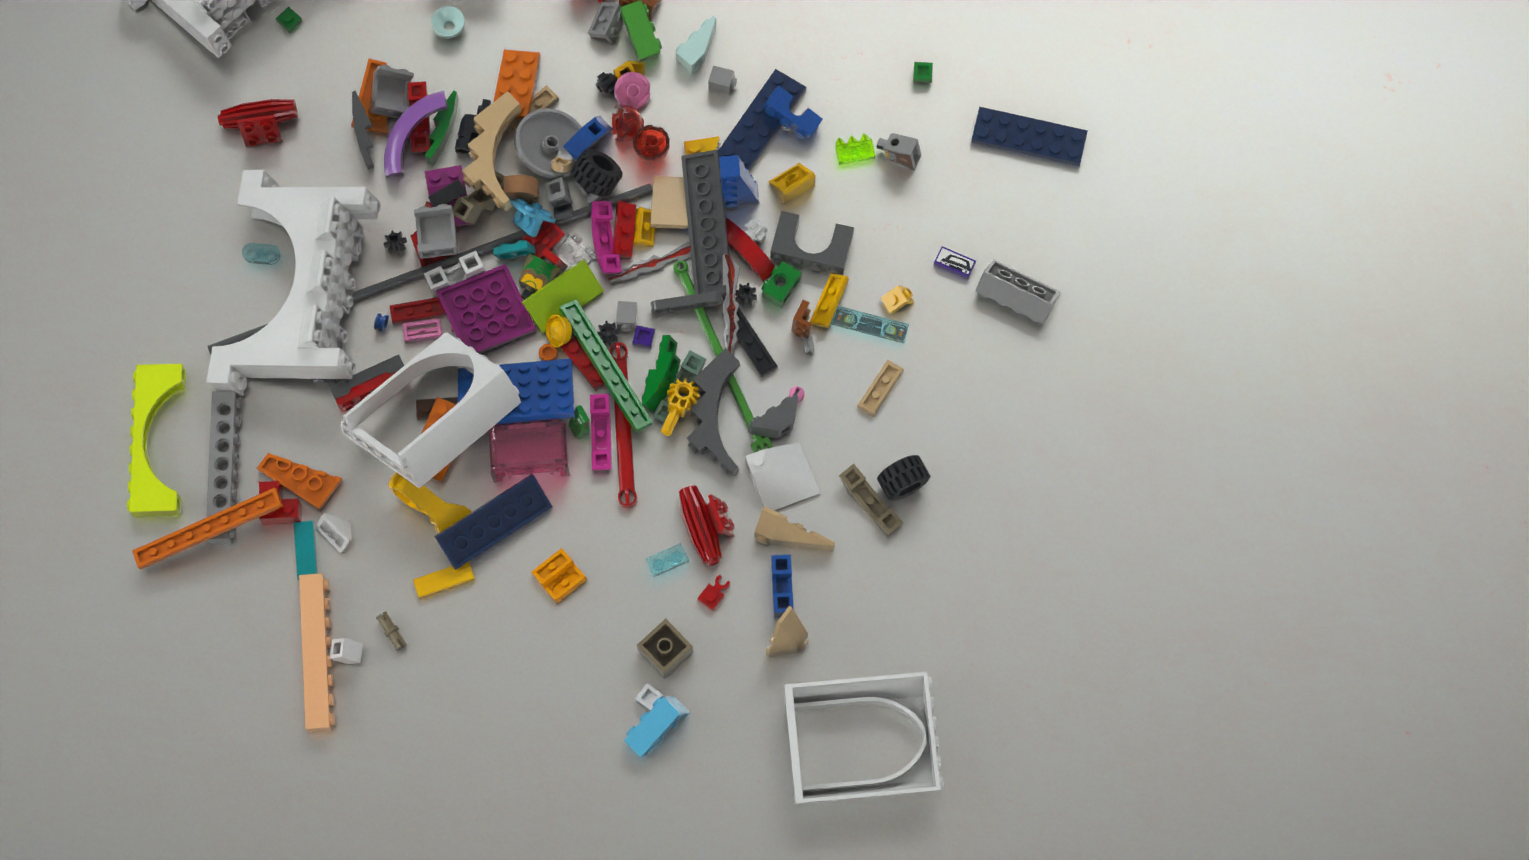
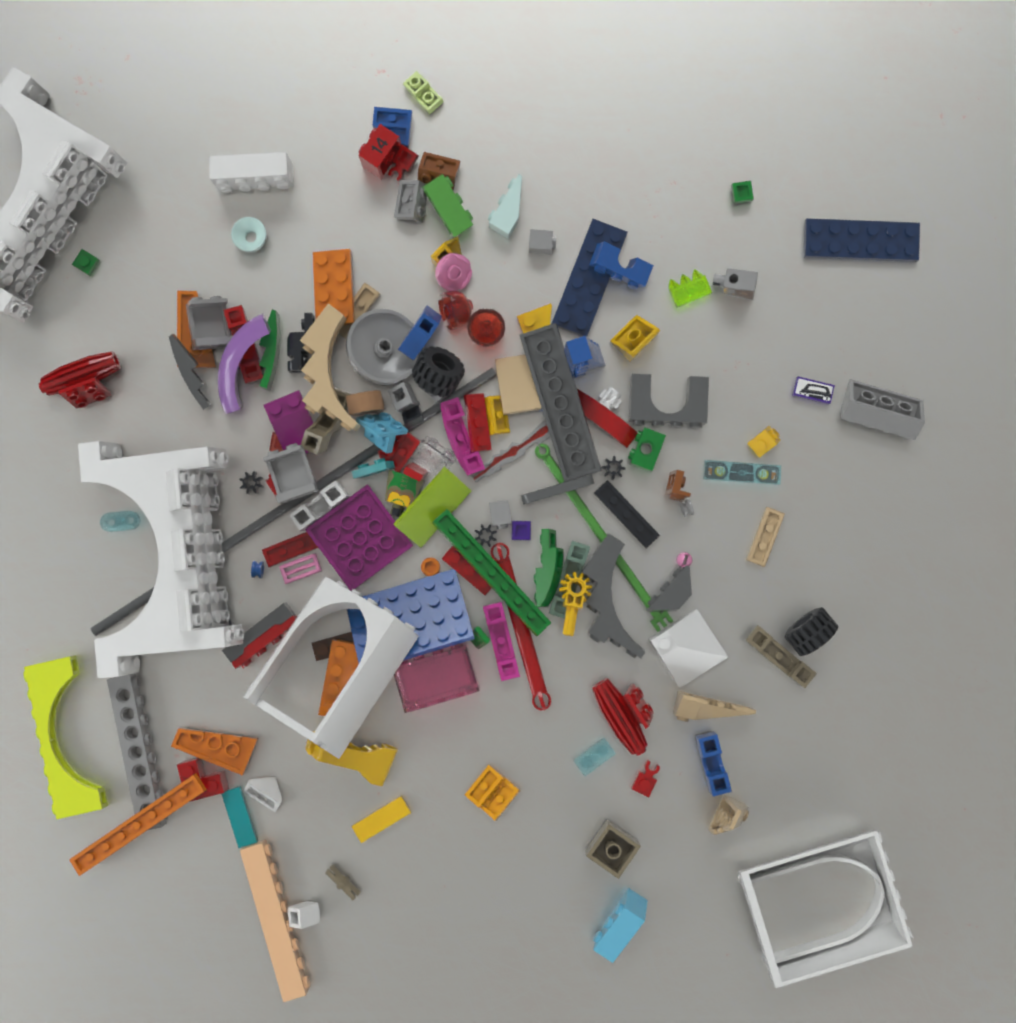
camera: 10 degrees left, 15 degrees up
(447, 193) = (292, 428): black tyre -> none
(493, 521) = (416, 756): dark blue plate -> none
(558, 330) = (436, 545): yellow hat -> none
(561, 164) = (400, 369): tan tile -> none
(606, 83) = (425, 269): black gear -> none
(648, 696) = (606, 897): white plate -> none
(730, 306) = (597, 458): light grey sword -> none
(829, 300) = (697, 456): yellow tile -> none

